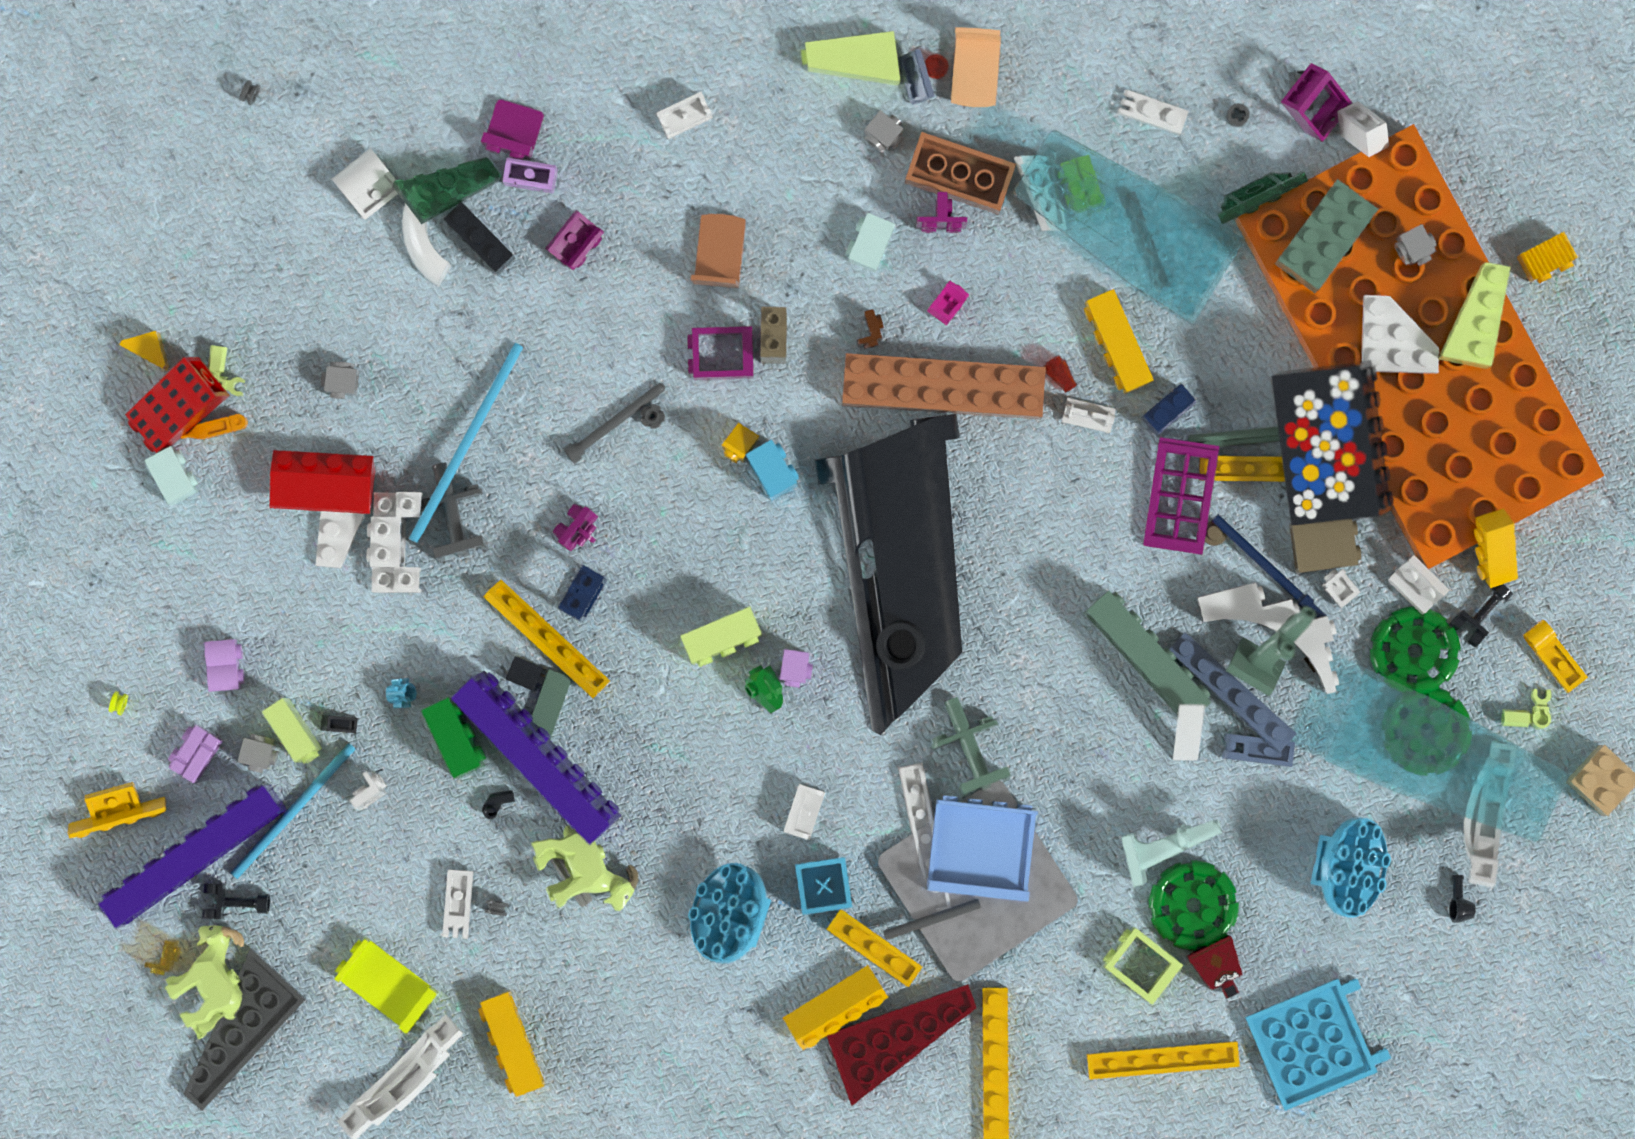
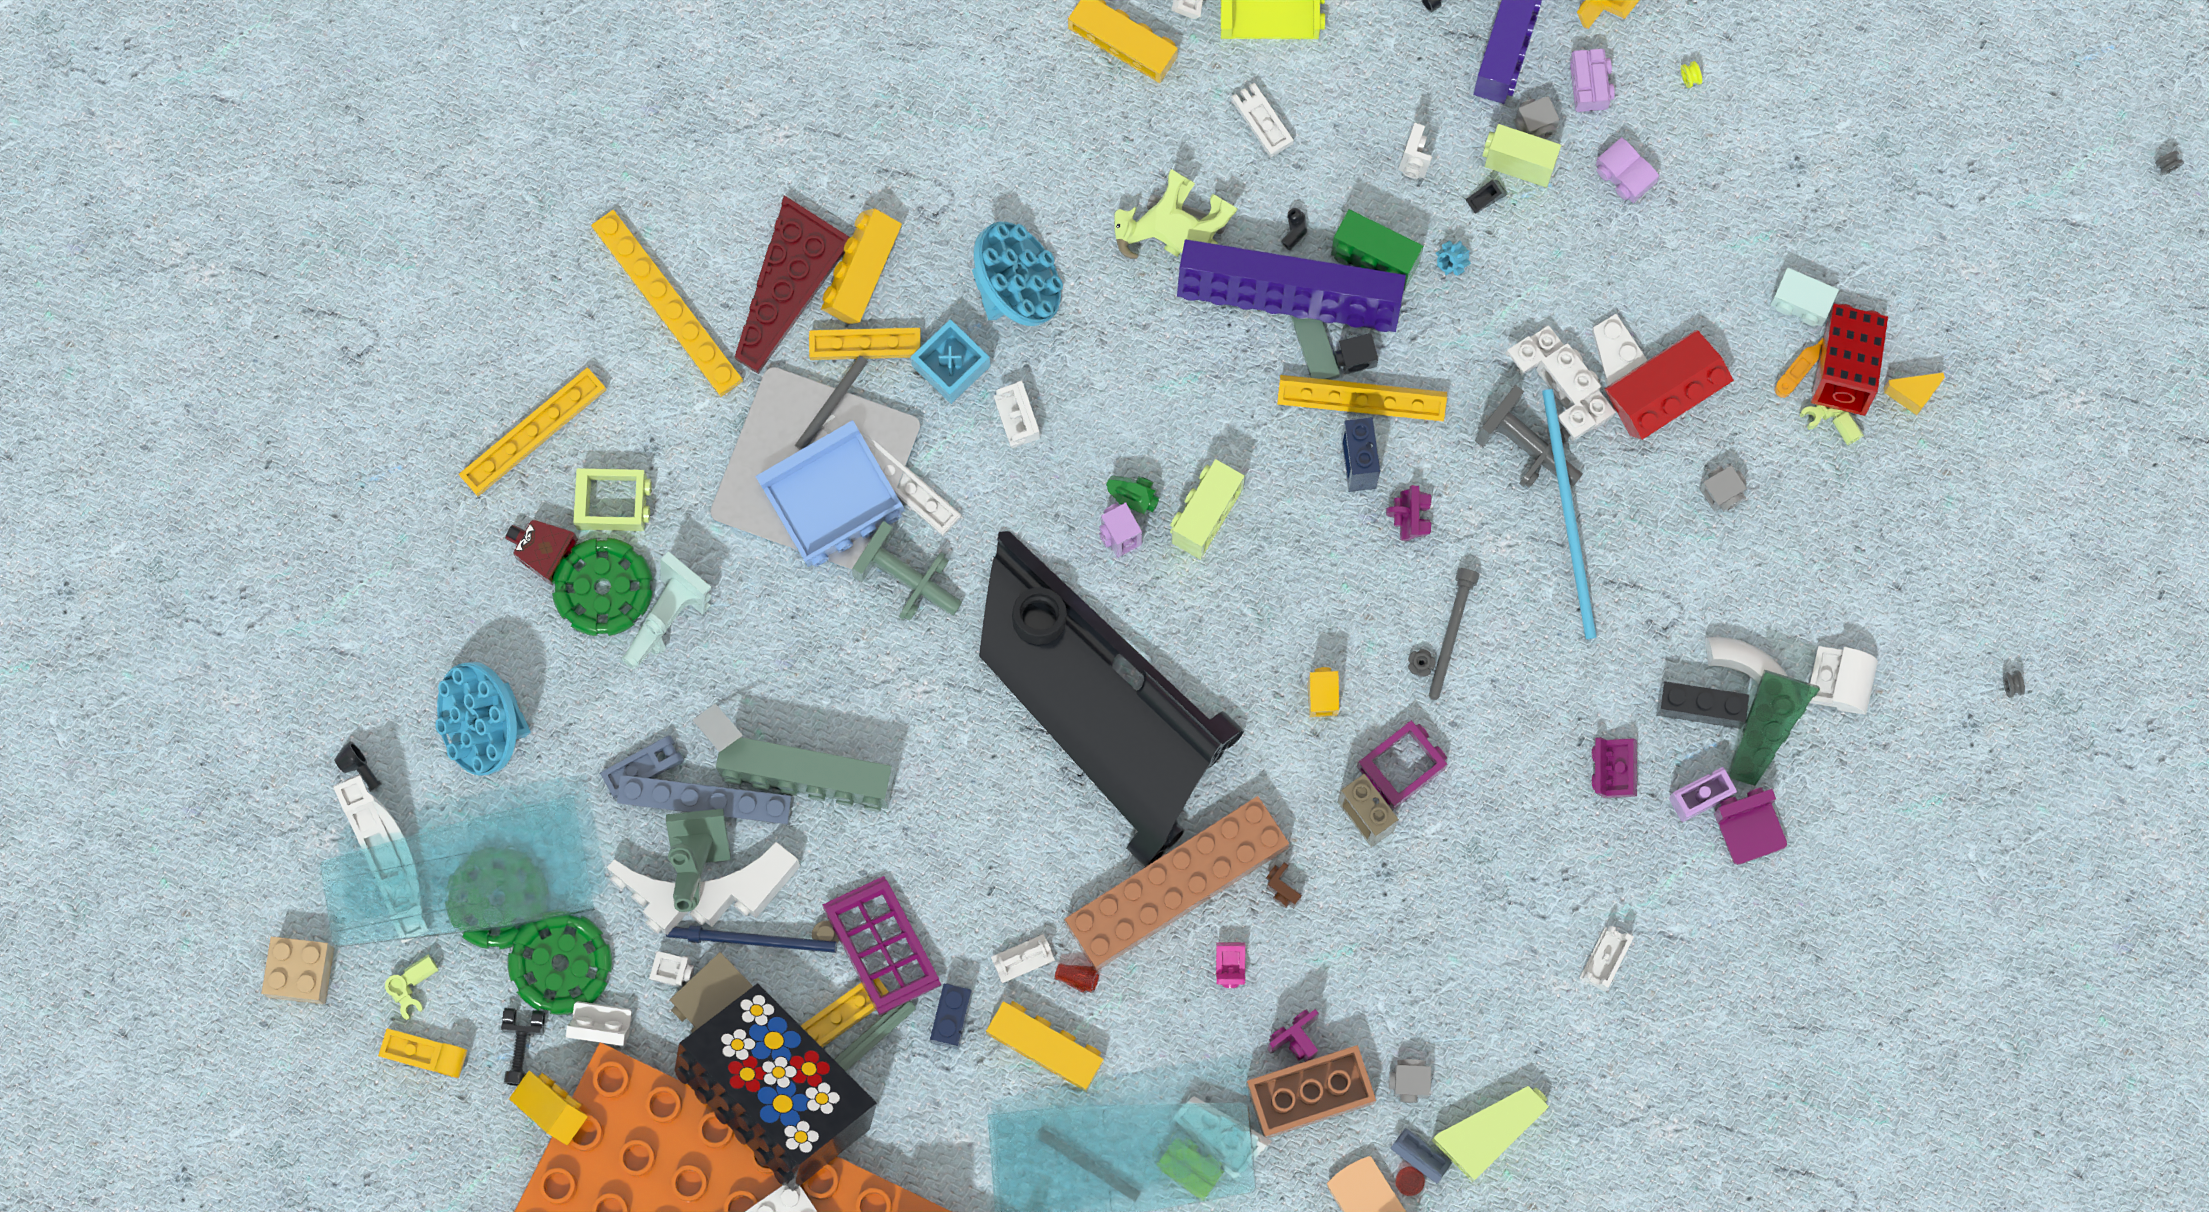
camera: 145 degrees right, 10 degrees down
(293, 810) = (1467, 96): medium azure piece -> none
(496, 907) = (1225, 139): dark grey bush -> none
(720, 251) = (1475, 854): nougat piece -> none
(772, 470) = (1275, 689): medium azure brick -> none
(870, 242) = (1344, 967): light aqua brick -> none
(1313, 1043) = (404, 543): medium azure plate -> none

